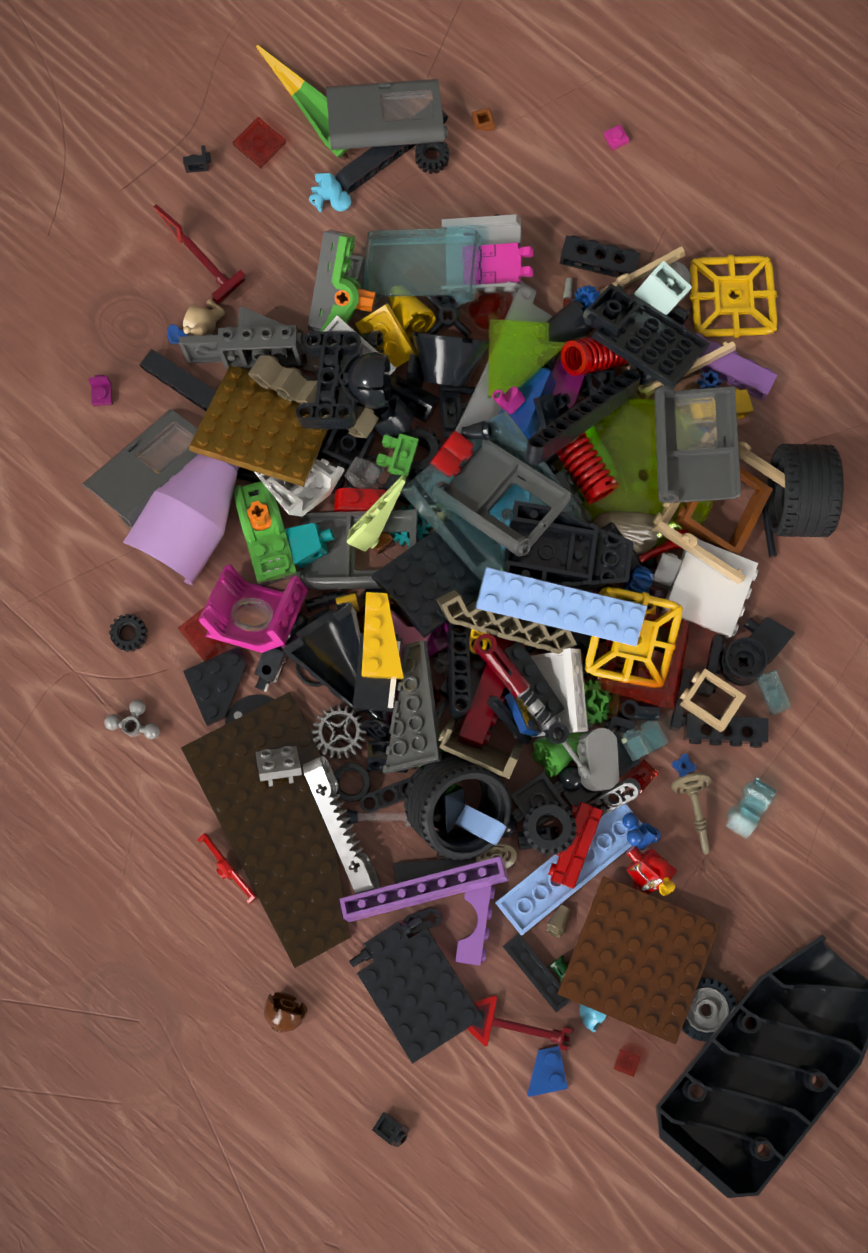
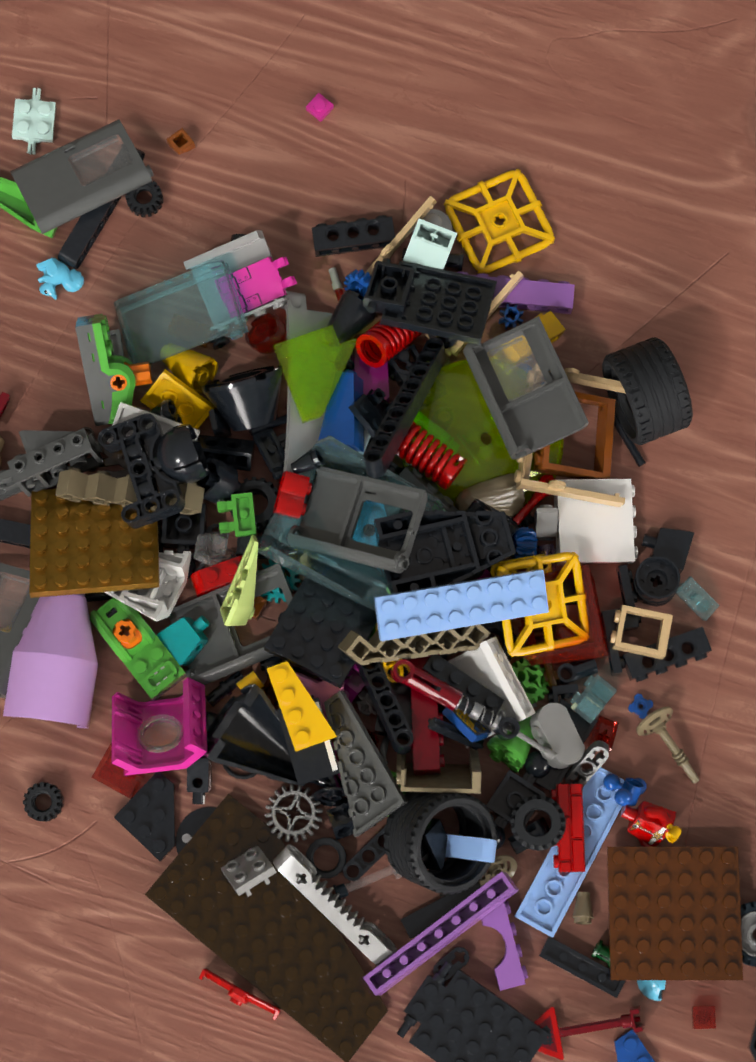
camera: 20 degrees left, 0 degrees up
(136, 707) = (84, 872): light grey piece -> none
(364, 53) = (33, 121): none -> light aqua plate
(447, 322) = (232, 360): black bar -> none
(510, 400) = (326, 418): dark pink piece -> none
(750, 807) = (720, 720): clear light blue brick -> none

